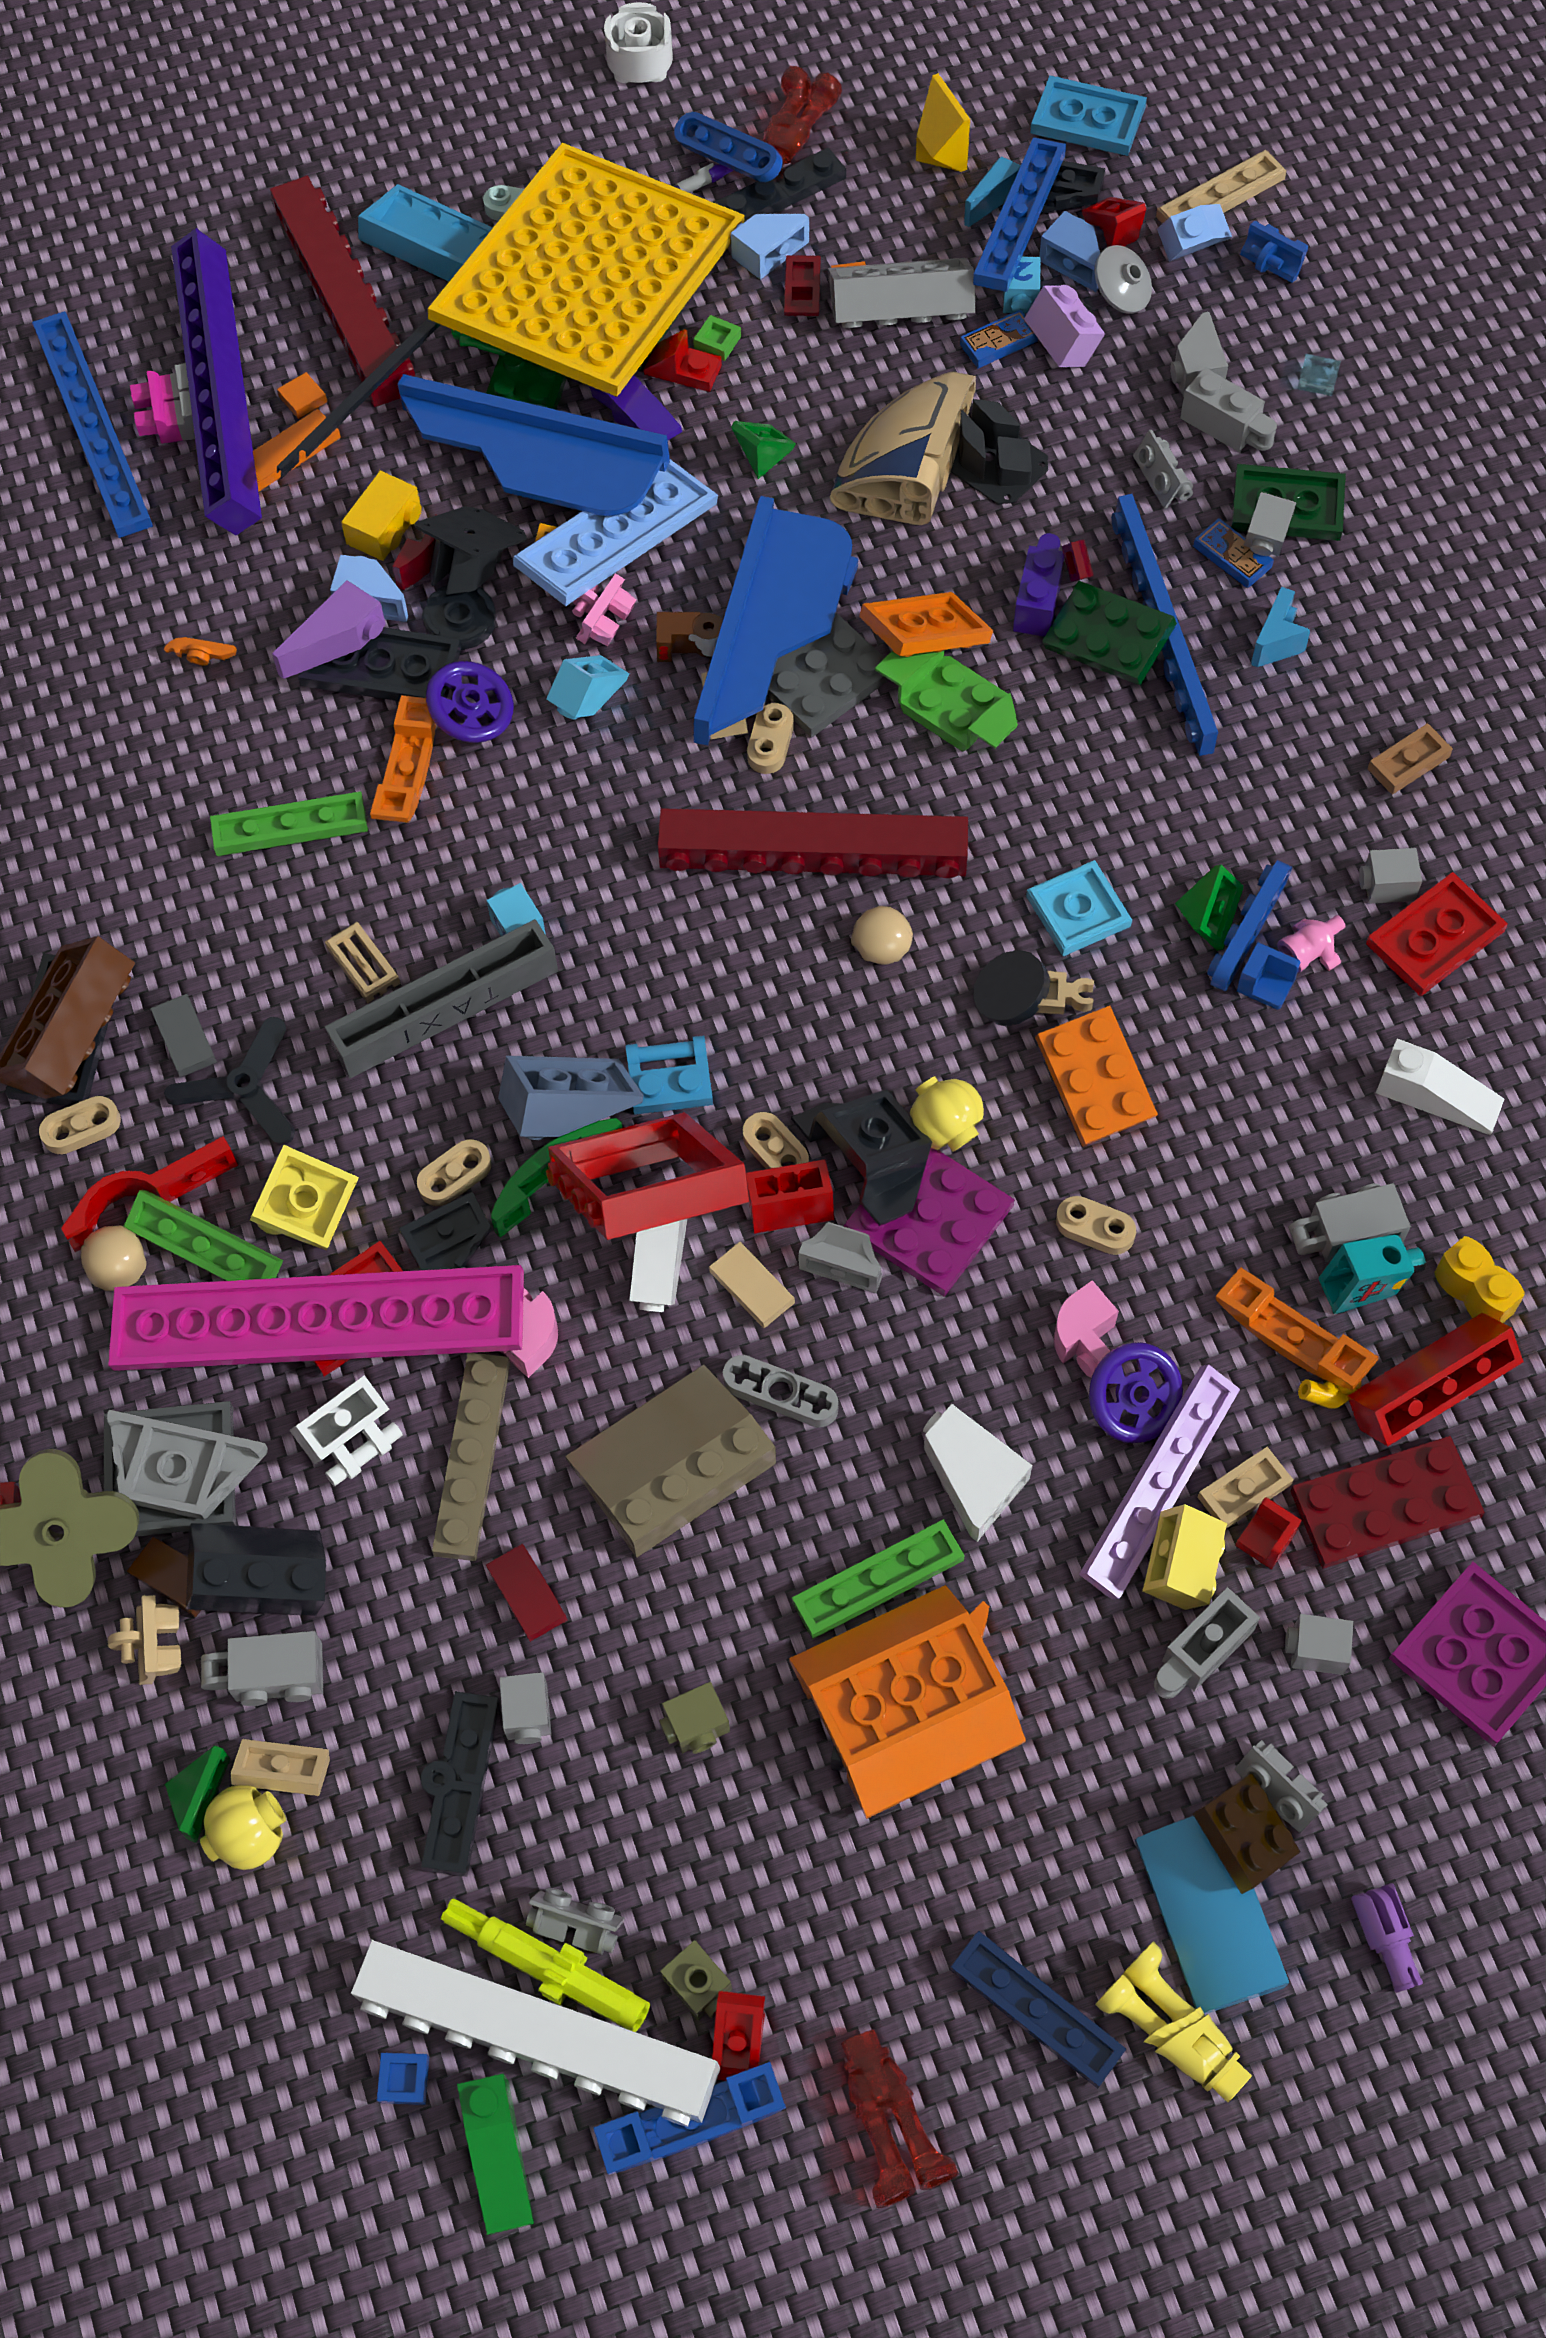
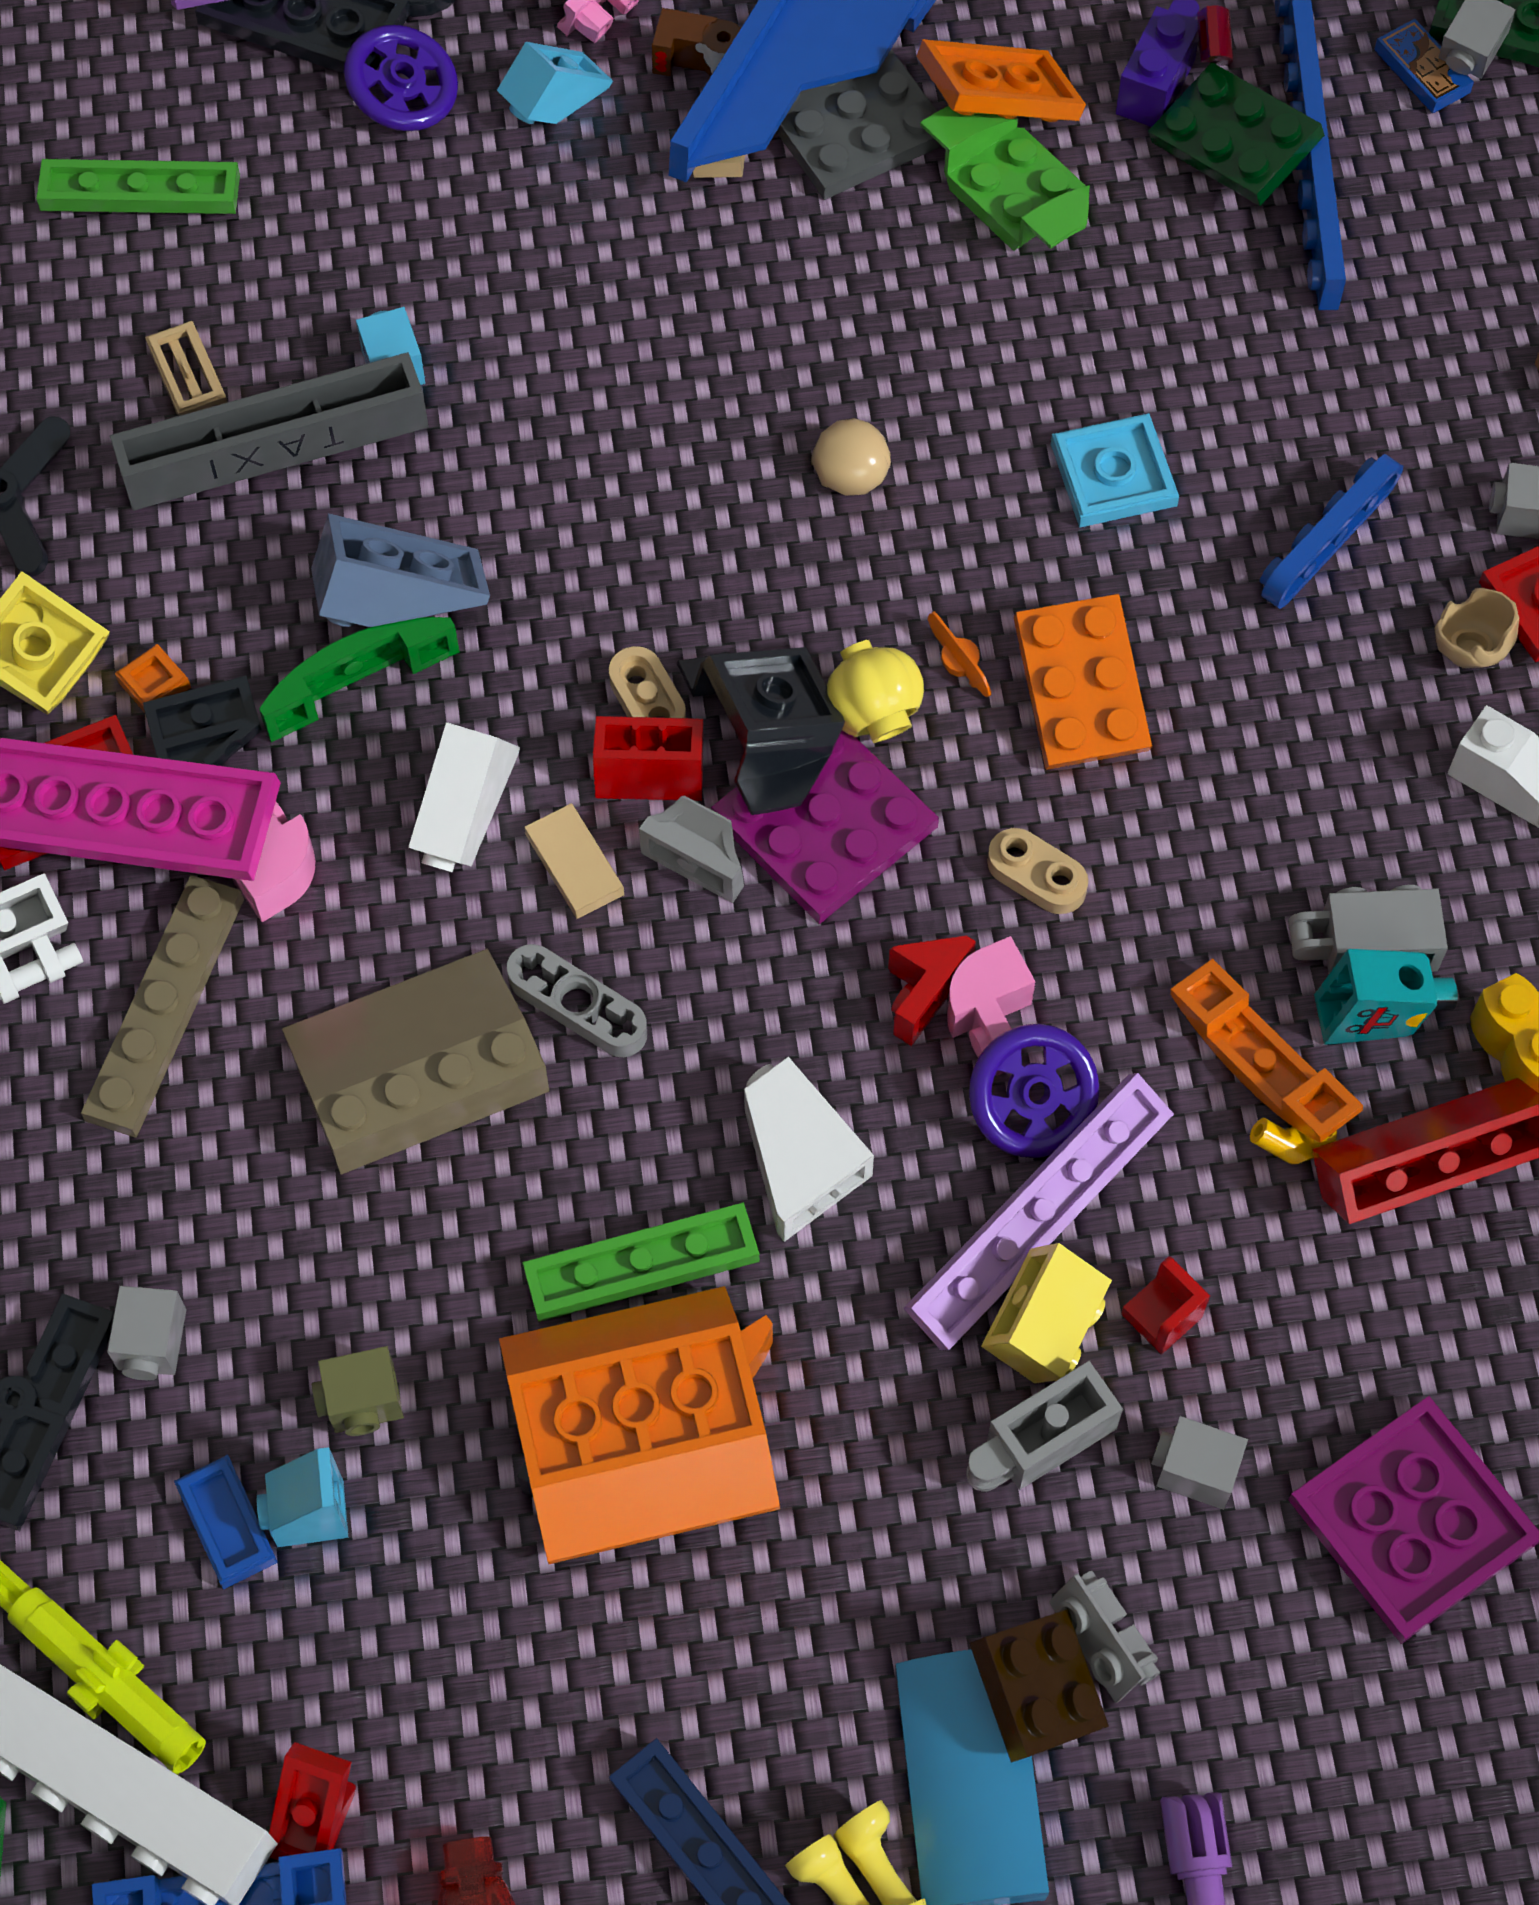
camera: 10 degrees right, 0 degrees up
(398, 1206) = (152, 677): none -> orange tile
(408, 762) = (305, 139): orange slope -> none
(451, 1171) = (230, 648): tan plate -> none
(526, 1592) = (186, 1188): dark red slope -> none
(591, 1922) = (161, 1621): light grey hinge -> none
(618, 1837) = (225, 1522): none -> blue tile
(672, 1086) = (536, 595): dark azure plate -> none
(676, 1810) = (304, 1501): none -> medium azure slope
(696, 1980) = (273, 1721): olive brick -> none
(715, 1185) = (537, 718): red window -> none
(770, 735) = (774, 187): tan plate -> none
(813, 842) = (791, 326): dark red brick -> none
(999, 1072) = (959, 655): none -> orange piece
(1011, 988) = (999, 551): black tile -> none
(1038, 1320) = (929, 973): none -> red slope
(1066, 993) = (1050, 566): tan plate -> none
(1212, 905) = (1289, 496): green slope -> none
(1245, 1487) = (1141, 1242): tan plate -> none
(1268, 976) = (1339, 598): blue panel -> none
(1279, 635) = (1458, 174): dark azure slope -> none
(1313, 940) = (1405, 565): bright pink piece -> none
(1375, 980) = (1478, 630): none -> tan hair
(1386, 1502) = (1335, 1297): dark red plate -> none

